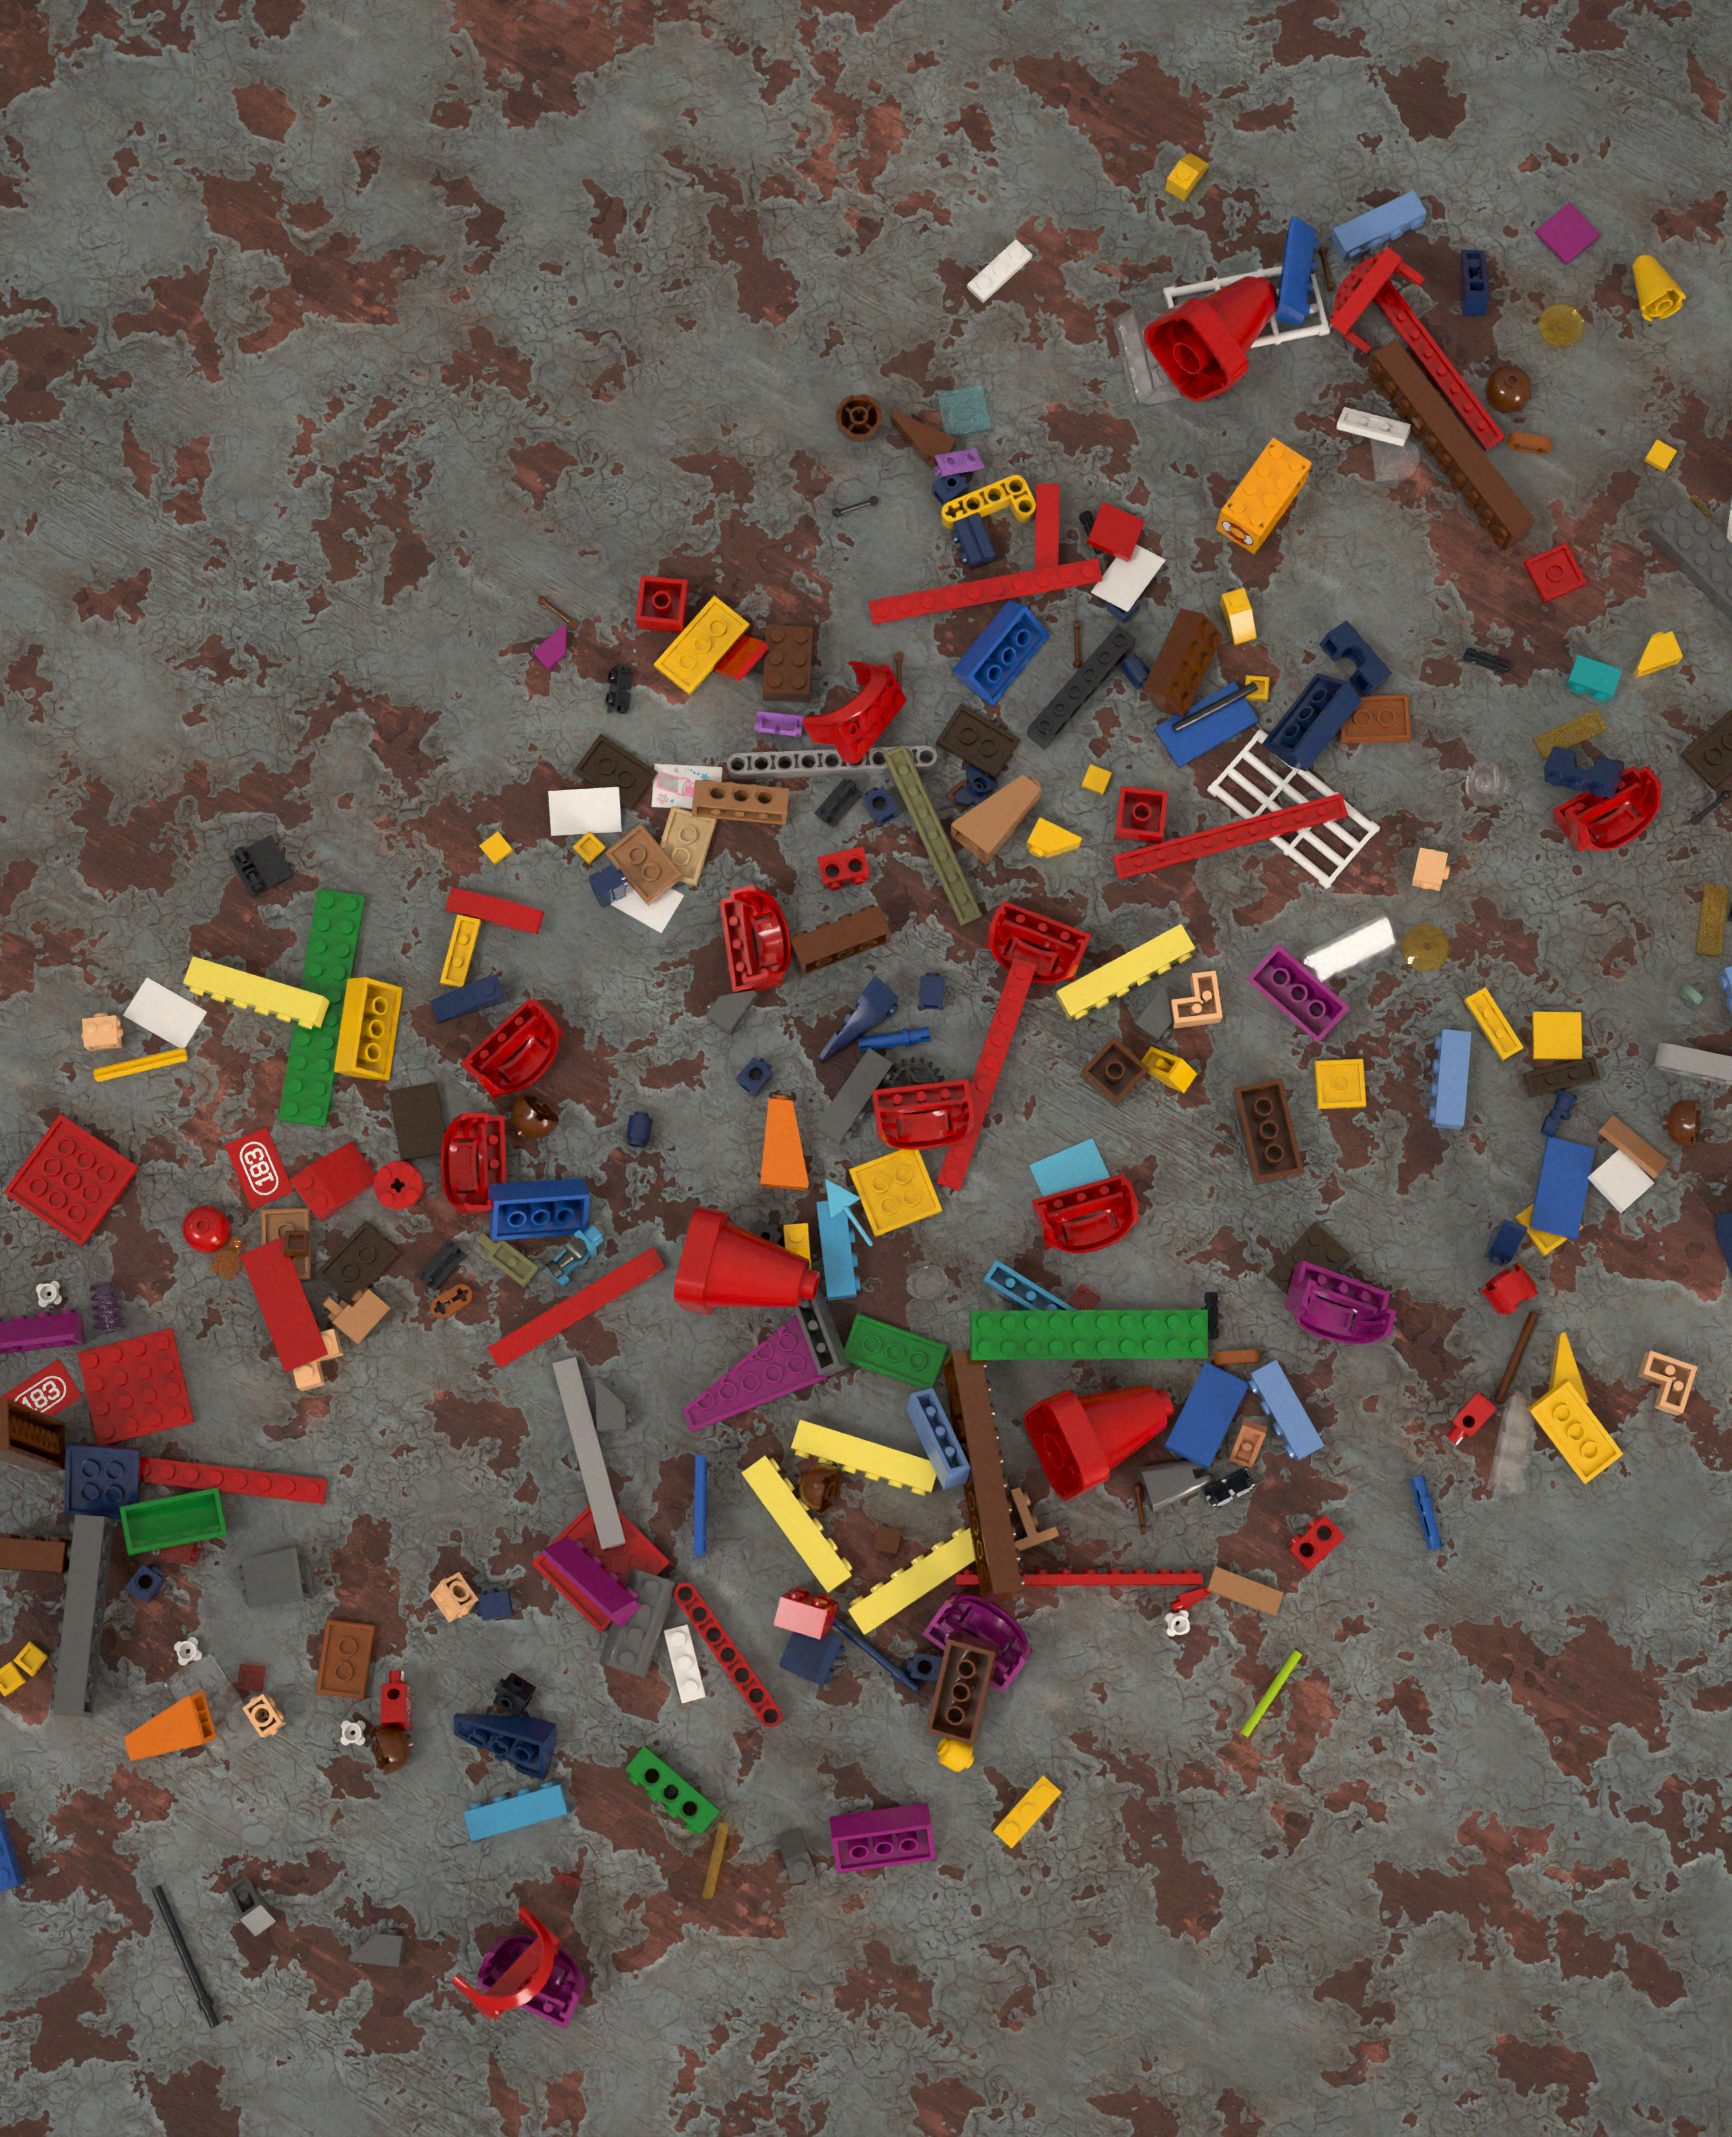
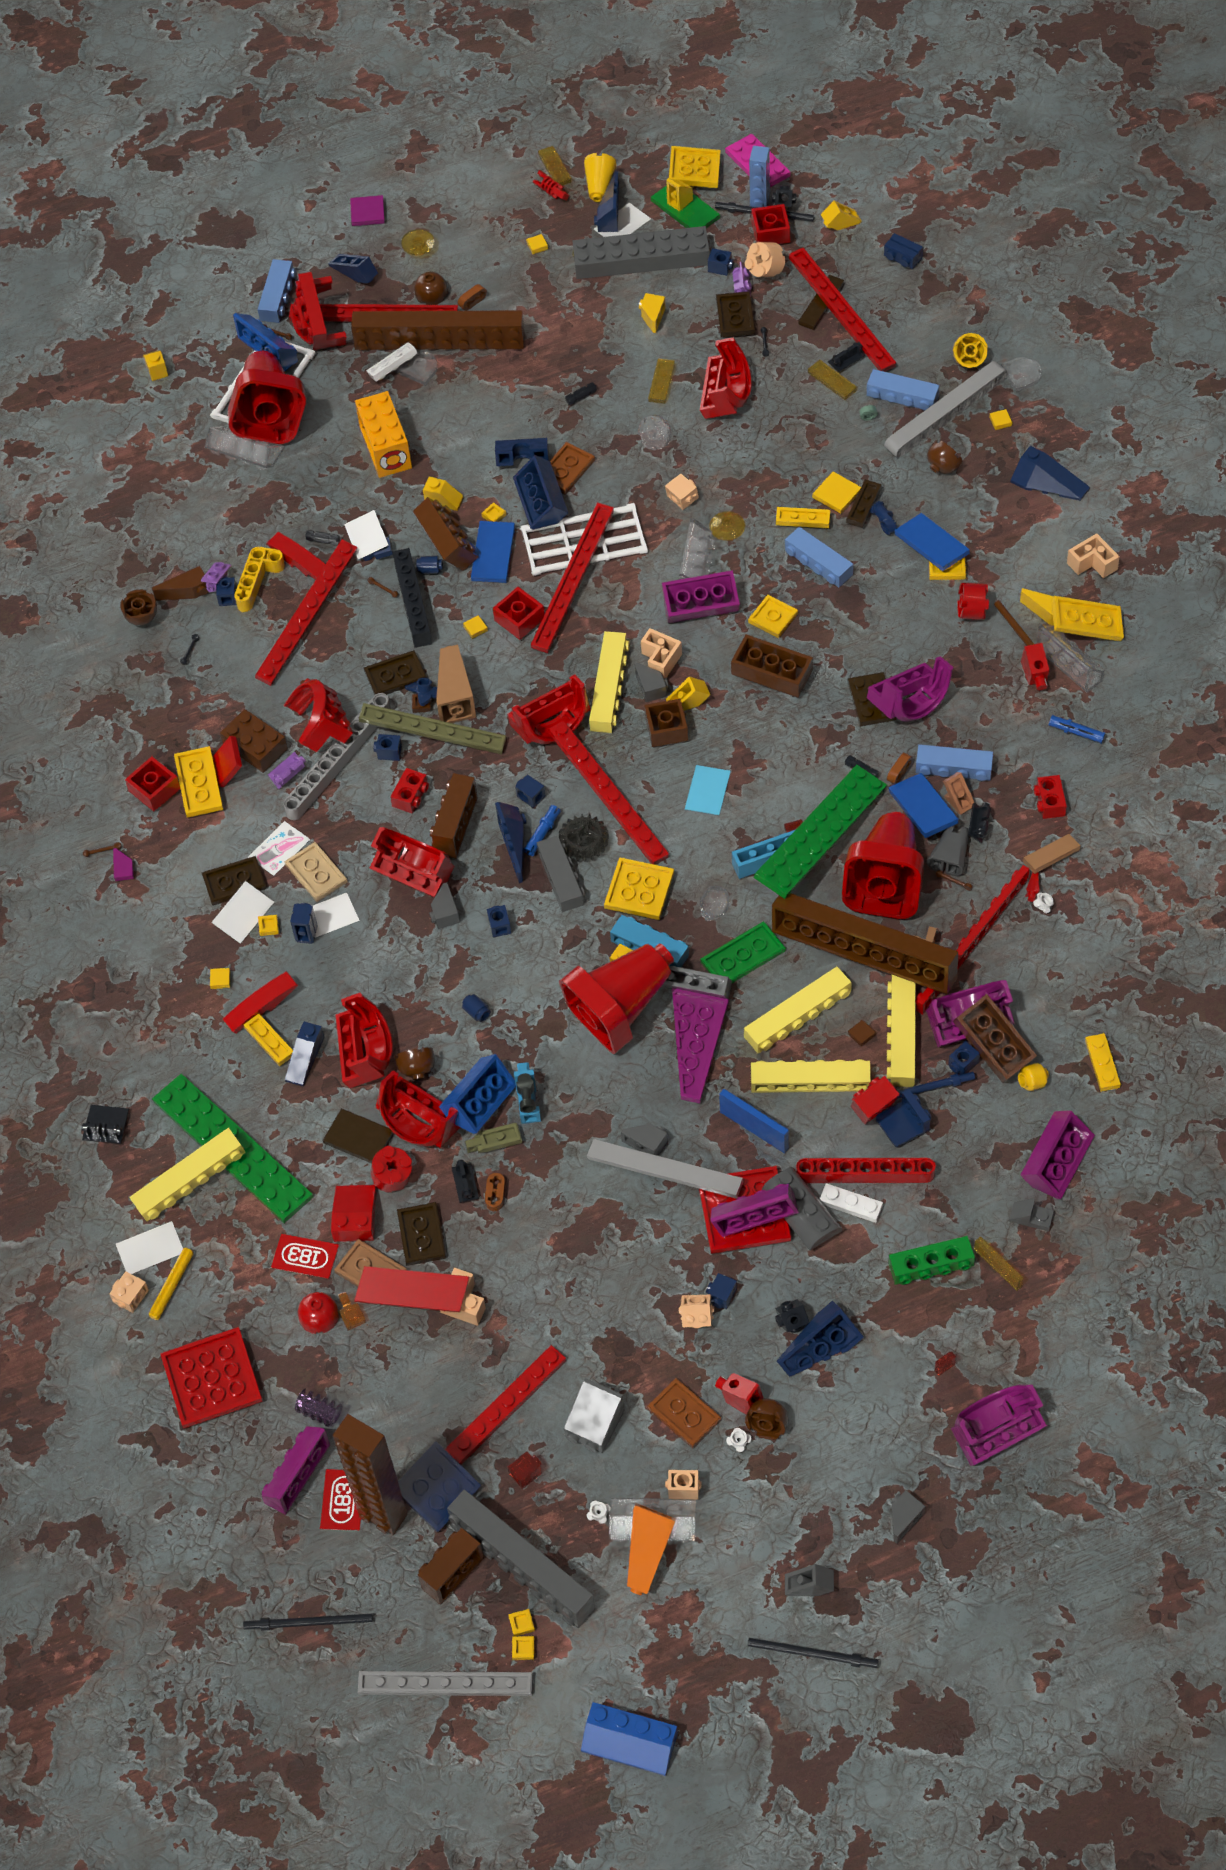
camera: 50 degrees left, 20 degrees down
(43, 1289) = (276, 1438): white plate -> none
(135, 1387) = (400, 1417): red plate -> none
(135, 1584) = (531, 1515): dark blue brick -> none
(173, 1521) = (501, 1455): green slope -> none
(251, 1677) = (649, 1483): clear red tile -> none
(296, 1243) = (376, 1258): reddish brown tile -> none
(359, 1316) = (457, 1250): medium nougat hinge -> none
(368, 1029) = (270, 1126): yellow slope -> none
(515, 1812) = (873, 1367): dark azure brick -> none
(532, 1965) = (994, 1436): red piece -> none
(576, 1307) = (561, 1120): red tile -> none
(618, 680) = (179, 843): black hinge -> none
(644, 864) = (316, 892): medium nougat tile -> none
(730, 808) = (317, 819): medium nougat brick -> none
(782, 1154) = (558, 933): orange slope -> none
(819, 1486) = (795, 1045): reddish brown cylinder -> none
(838, 802) = (365, 769): black hinge -> none
(840, 1200) = (620, 917): medium azure piece -> none
(924, 1129) = (617, 840): red piece -> none
(938, 1438) = (820, 953): medium blue brick -> none
(963, 411) = (185, 557): clear light blue tile -> none
(973, 541) = (270, 599): dark blue brick -> none
(999, 271) = (119, 489): white plate -> none
(1000, 652) = (351, 626): blue slope -> none
(1051, 840) = (491, 670): yellow slope -> none
(1093, 1233) = (728, 804): red piece -> none
(1115, 532) = (333, 524): red tile -> none
(1214, 707) = (486, 538): black bar -> none
(1271, 1693) = (1128, 881): lime bar -> none
(1504, 1242) = (941, 583): dark blue slope -> none
(1555, 573) = (559, 332): red tile -> none
(1593, 679) = (638, 348): teal brick -> none
(1599, 780) = (683, 390): dark blue arch -> none
(1620, 1180) = (951, 510): white tile -> none
(1633, 1146) = (936, 493): medium nougat tile -> none
(1656, 289) = (439, 186): yellow cone -> none

